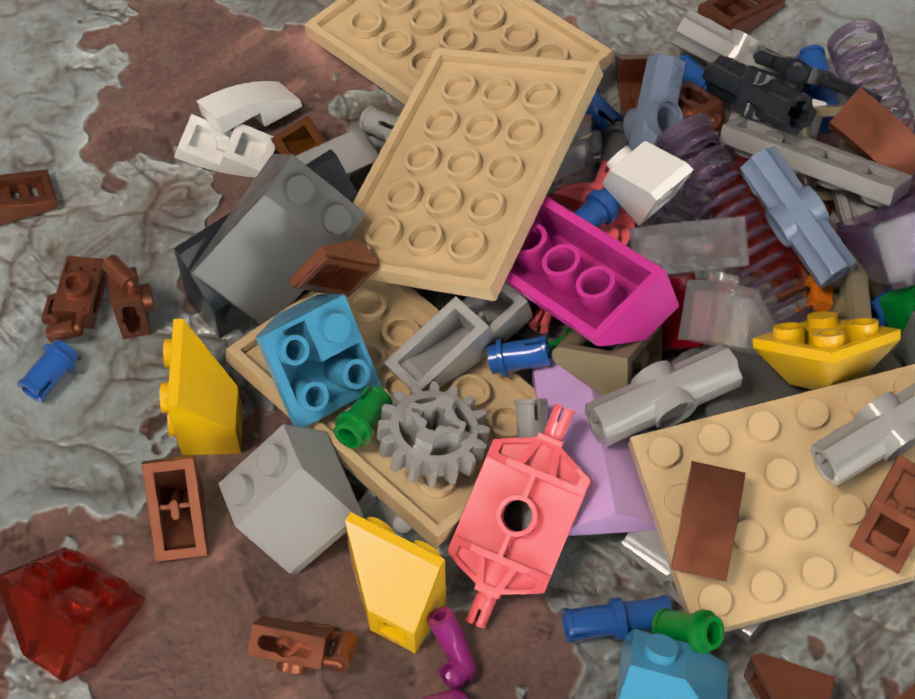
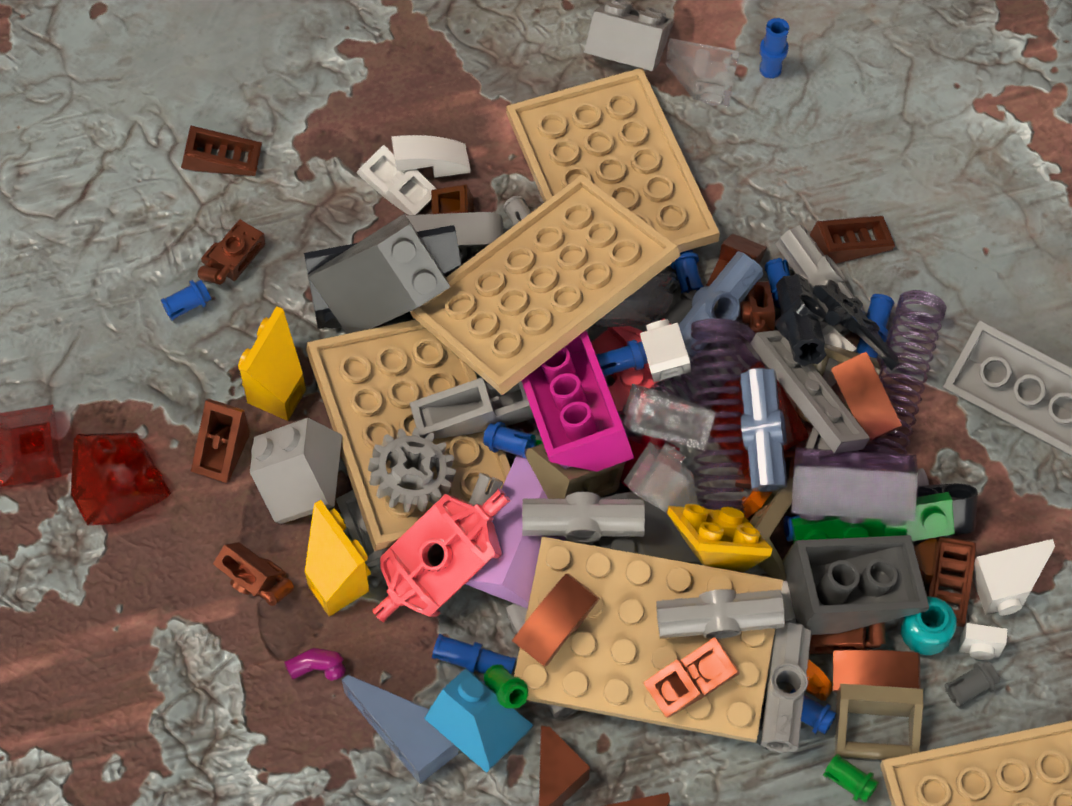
camera: 25 degrees right, 5 degrees up
(129, 298) = (263, 272): copper piece -> none
(317, 357) = (359, 379): dark azure slope -> none
(336, 268) = (405, 320): copper slope -> none
(355, 426) = (362, 439): green pin -> none
(453, 642) = (354, 622): magenta arm -> none

